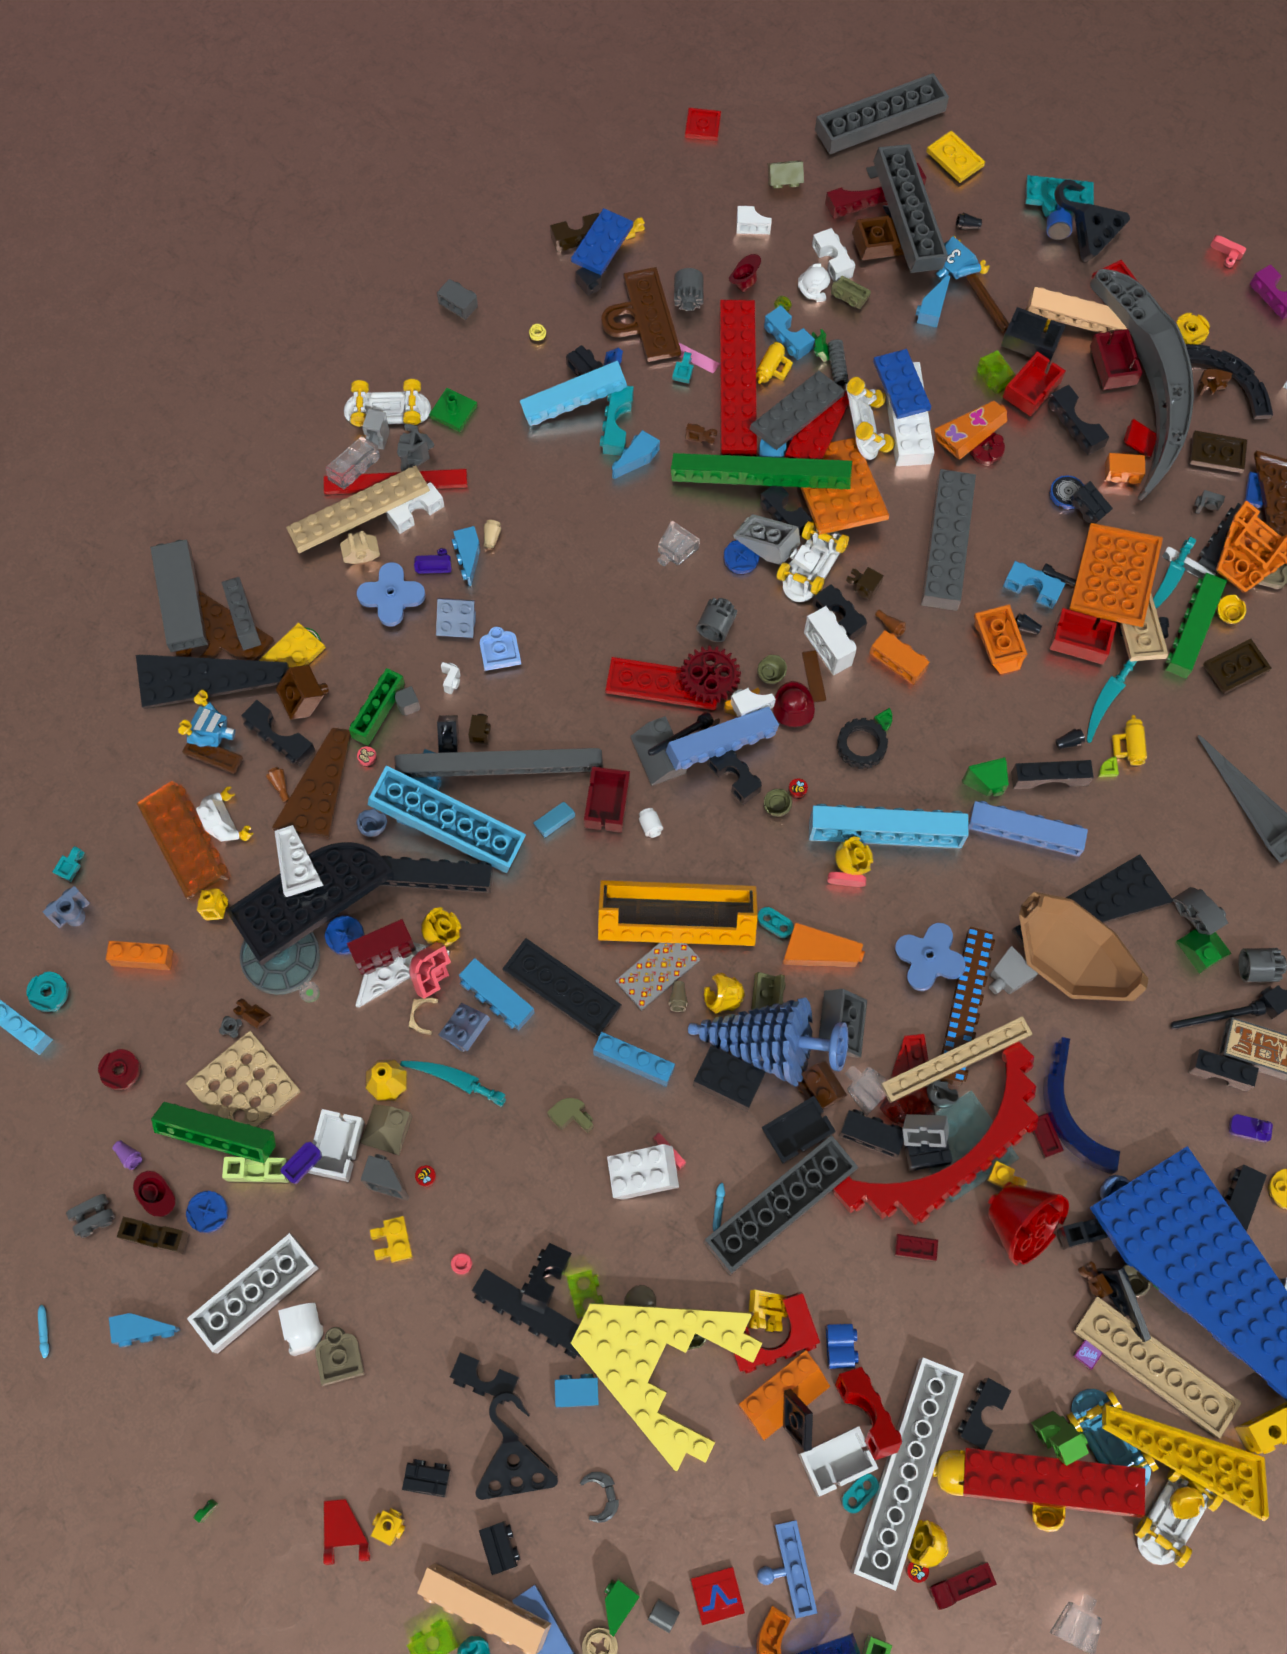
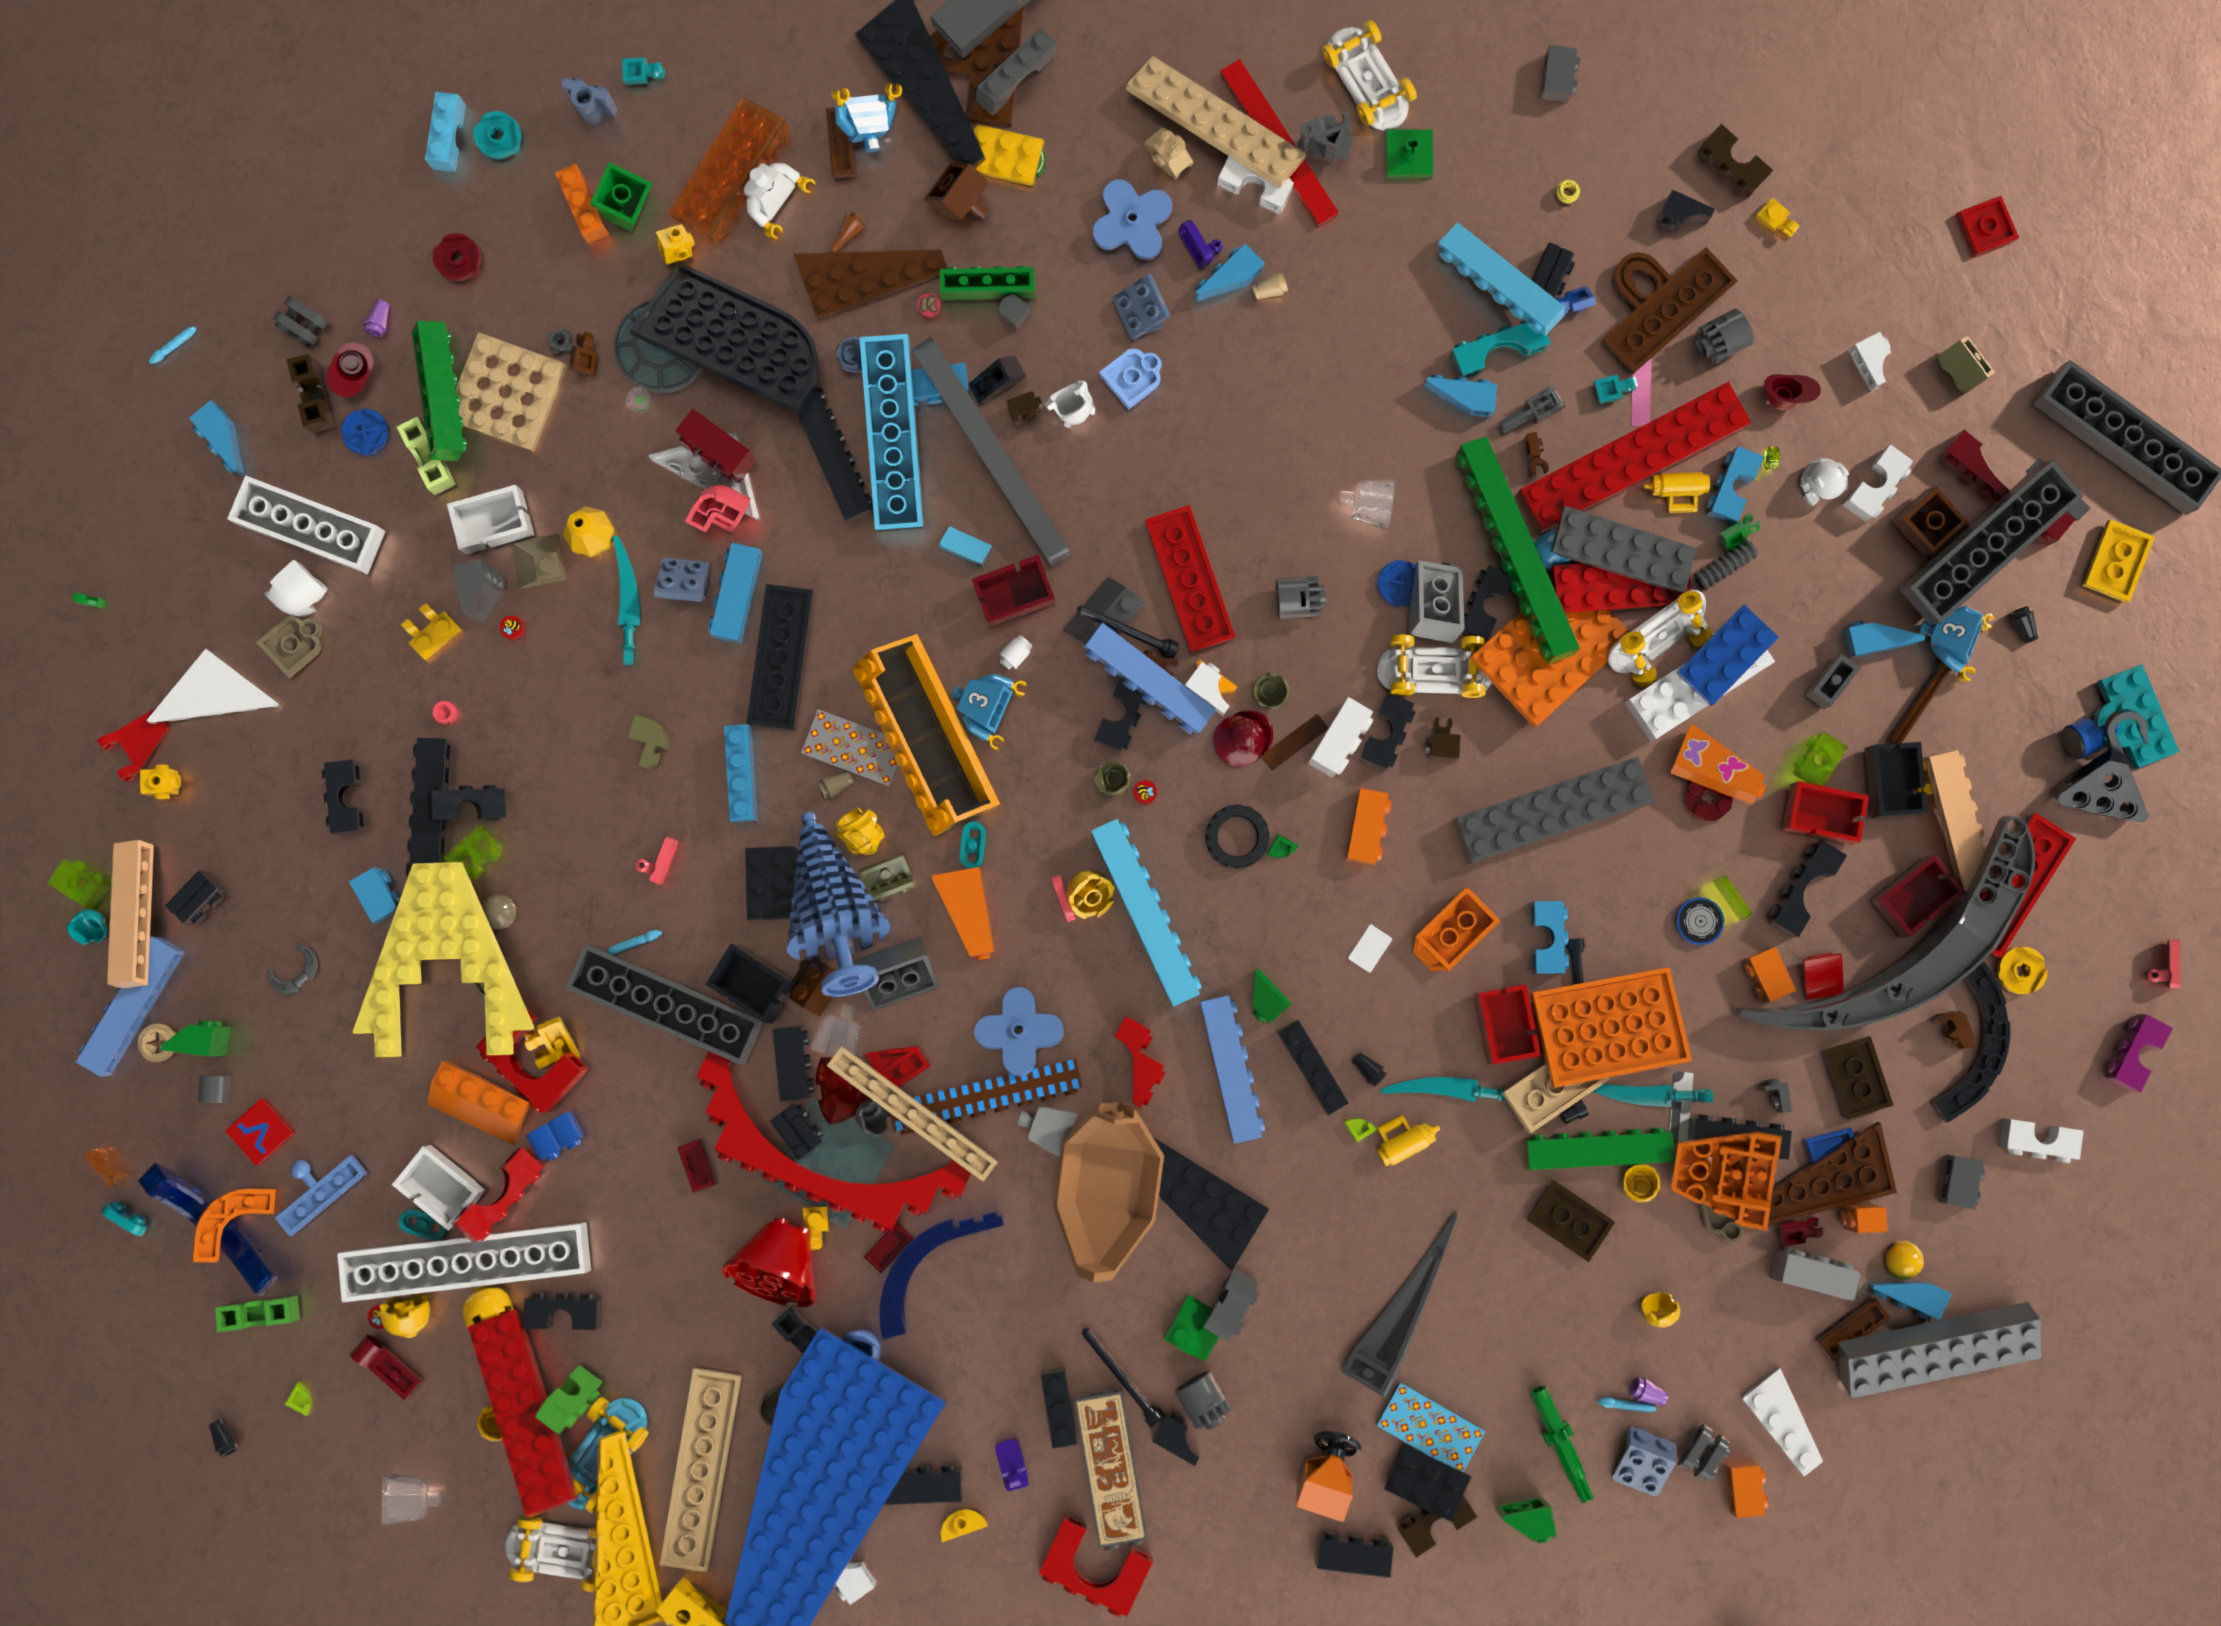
camera: 65 degrees right, 15 degrees up
(155, 921) = (620, 196): none -> green slope
(295, 747) = (906, 169): black arch -> none
(295, 864) = (758, 304): white wing -> none
(301, 1162) = (449, 496): dark purple piece -> none
(336, 1445) = (210, 690): none -> white tile
(342, 931) = (718, 400): blue tile -> none
(352, 462) = (1271, 81): clear brick -> none
(376, 427) = (1328, 81): light grey brick -> none
(416, 1003) = (660, 524): tan cap -> none
(427, 1479) = (223, 794): black brick -> none
(440, 927) = (773, 495): yellow cylinder -> none
(452, 680) = (1068, 345): white bracket -> none
(495, 695) = (1072, 403): none -> white helmet
(502, 1470) = (285, 884): black piece -> none
(602, 241) = (1731, 198): blue plate -> none
(643, 1171) = (623, 845): white brick -> none
(670, 419) = (1537, 408): none -> dark grey connector
(677, 860) = (985, 703): none -> dark azure torso
(722, 684) = (1229, 604): dark red gear -> none
(798, 1420) = (453, 1127): black tile -> none
(804, 558) = (1430, 657): white bracket -> none
(850, 292) = (1836, 530): olive bracket -> none
(893, 625) = (1405, 802): dark orange cone -> none
(925, 1130) = (815, 1116): light grey brick -> none
(949, 339) = (1832, 681): none -> dark grey brick
(984, 699) = (1370, 948): none -> white sticker
(1000, 886) = (1145, 1069): none -> red arch
(1027, 624) = (1491, 952): black cone -> none
(1062, 464) = (1732, 897): none -> clear neon green tile
(1087, 1354) = (677, 1392): tile -> none
(1090, 503) = (1694, 955): black brick -> none
(1097, 1282) = (753, 1372): reddish brown plate -> none
(1125, 1299) = (750, 1405): black wing -> none
(1186, 1502) = (572, 1555): yellow hair -> none

